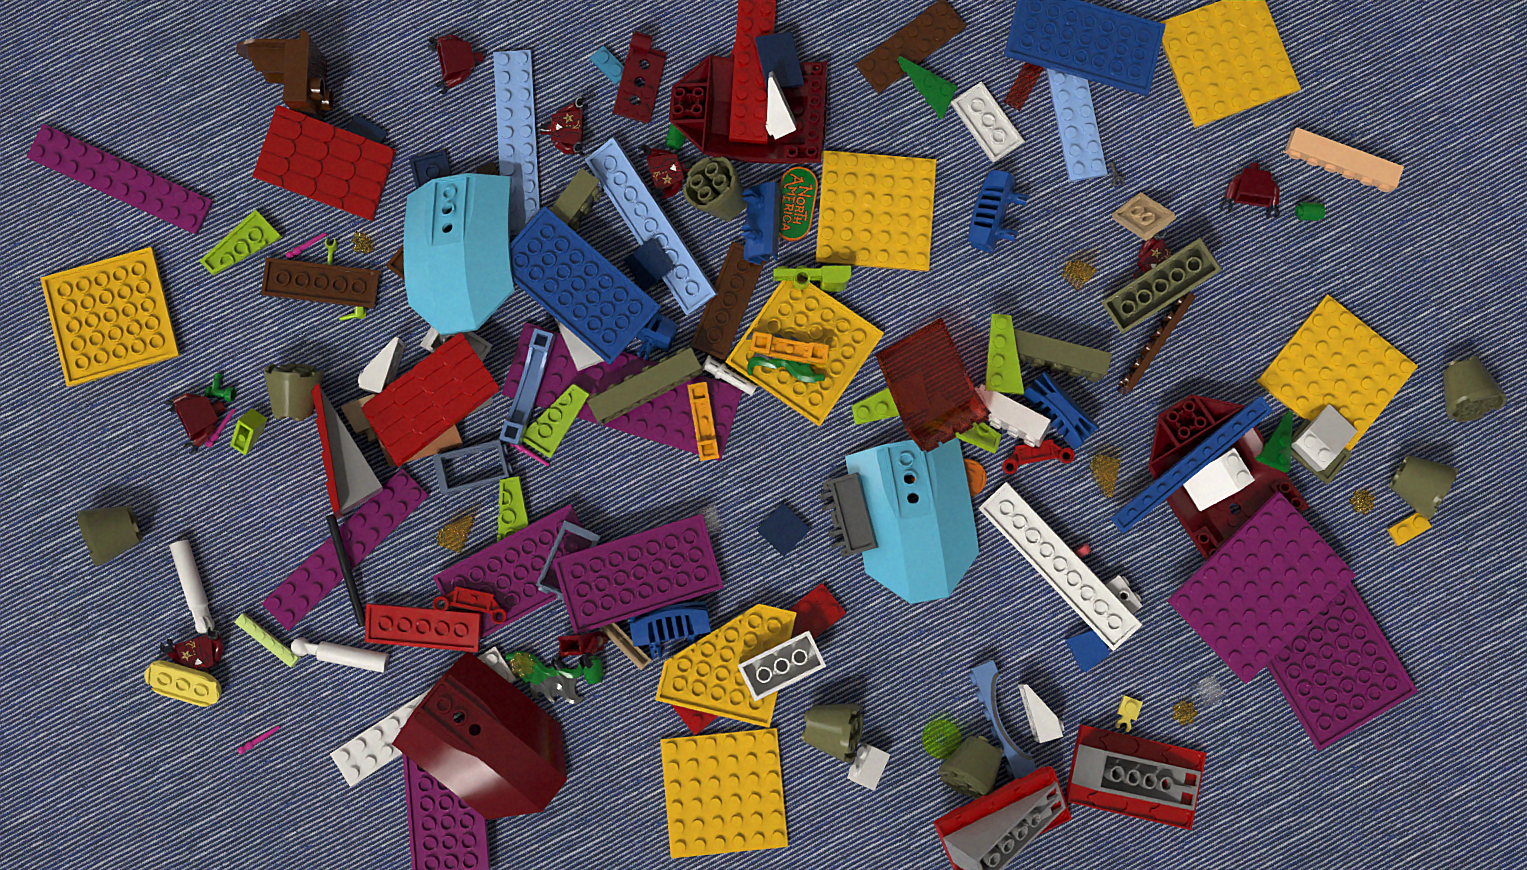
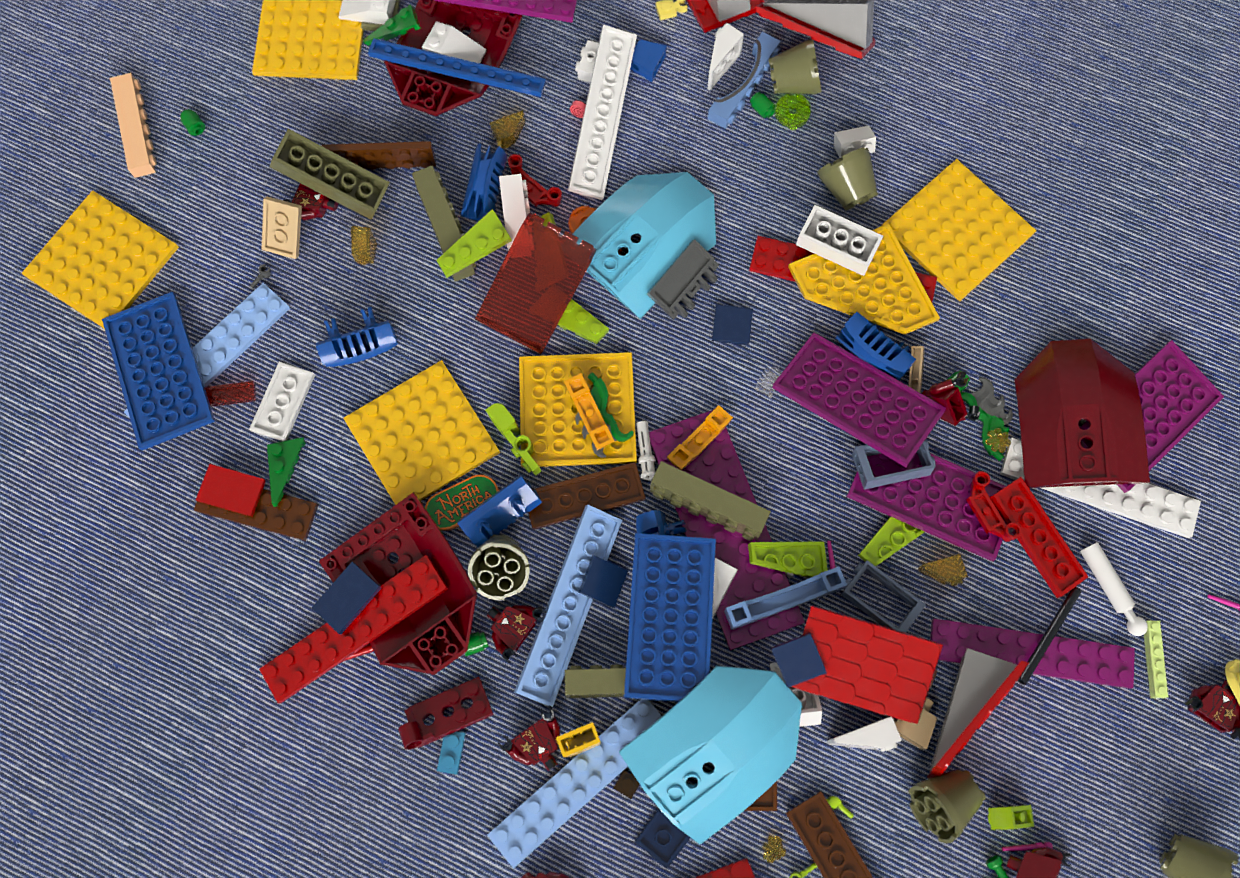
camera: 125 degrees left, 10 degrees down
(192, 585) = (1171, 759): white piece -> none
(469, 350) = (799, 660): none -> dark blue tile
(540, 157) = (578, 740): none -> yellow torso
(779, 115) = (397, 557): white slope -> none
(936, 33) = (230, 490): none -> red tile
(965, 715) = (762, 105): none -> green brick
(1254, 188) = (201, 169): dark red torso -> none

